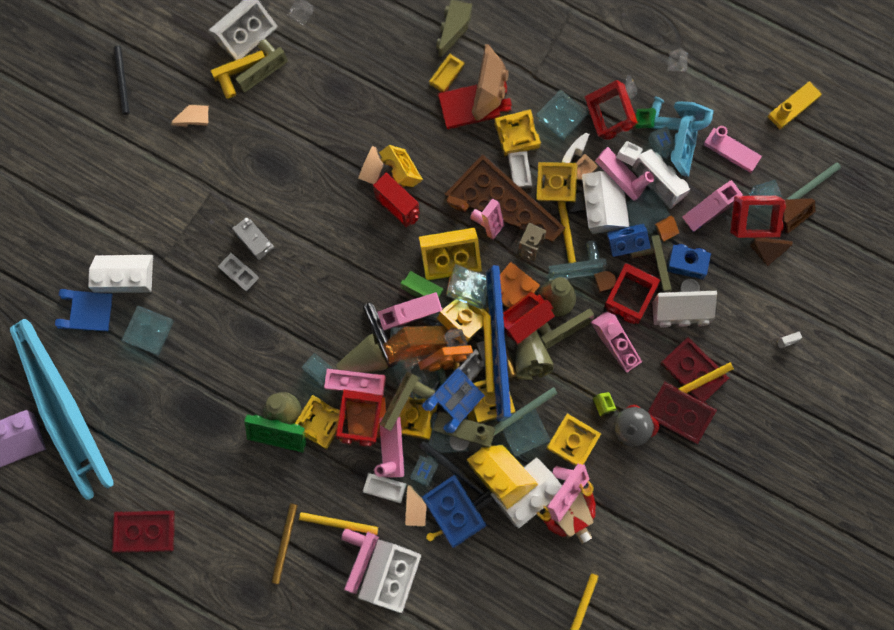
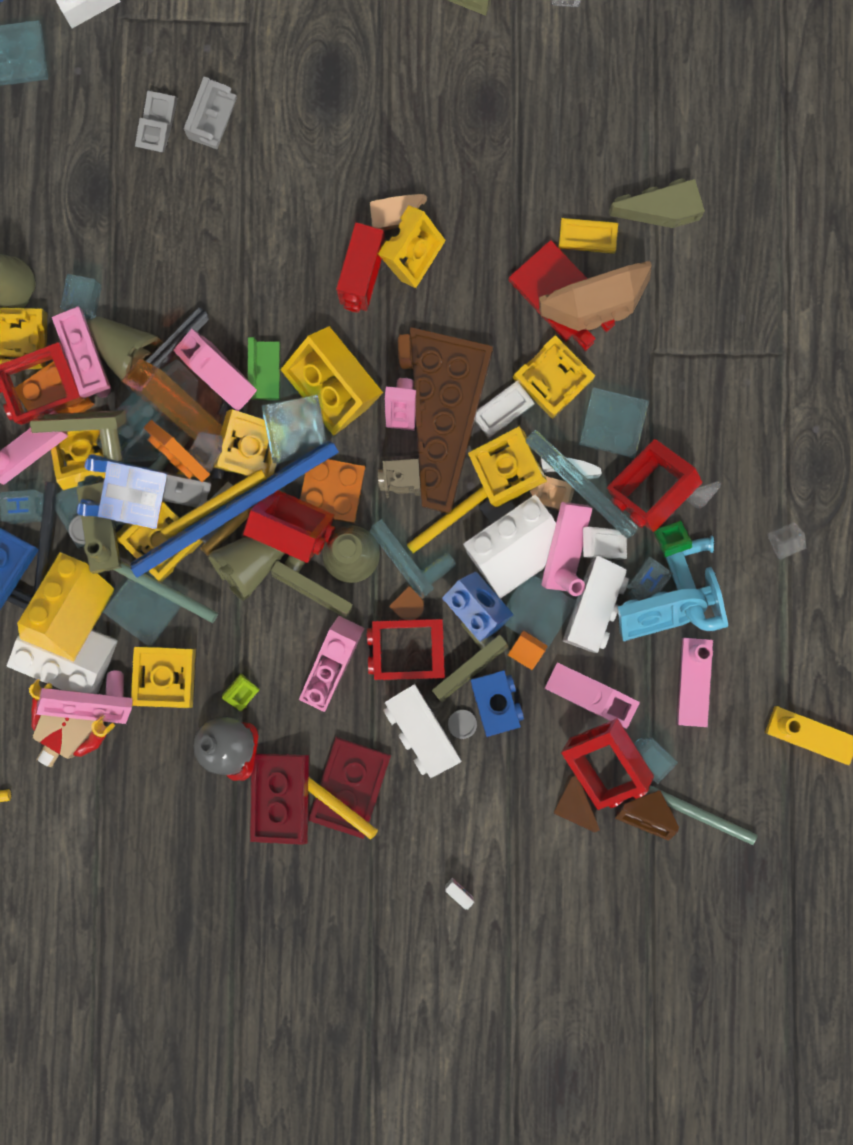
camera: 65 degrees right, 10 degrees up
(589, 147) = (581, 484): none -> clear light blue axle

